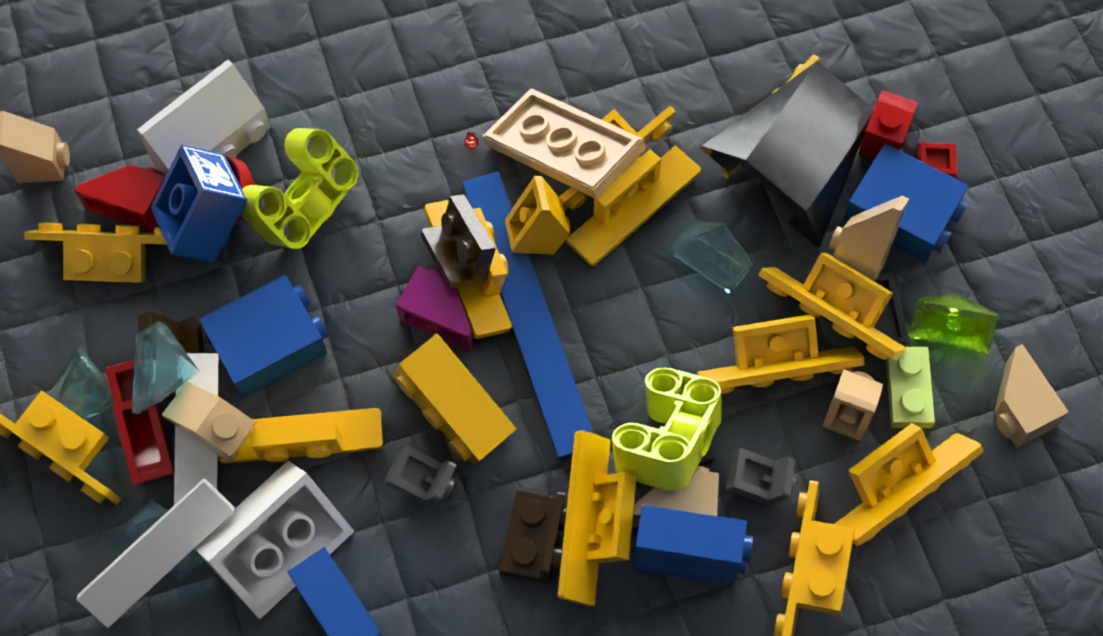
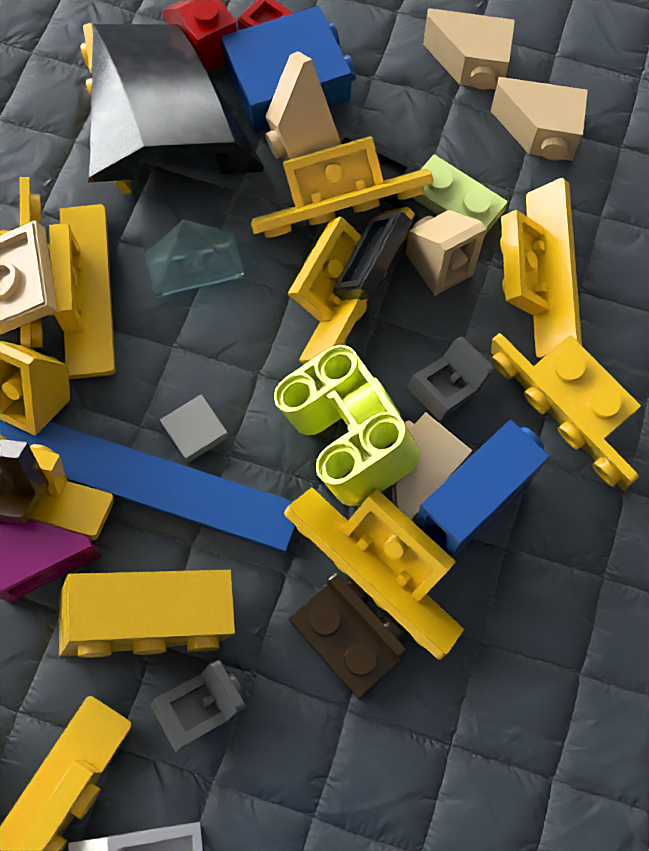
camera: 55 degrees left, 5 degrees up
(595, 342) = (194, 428): none -> light grey tile
(804, 359) = (372, 256): none -> black tile
(954, 322) = (428, 117): clear neon green slope -> none
(1040, 312) = (470, 46): none -> tan slope

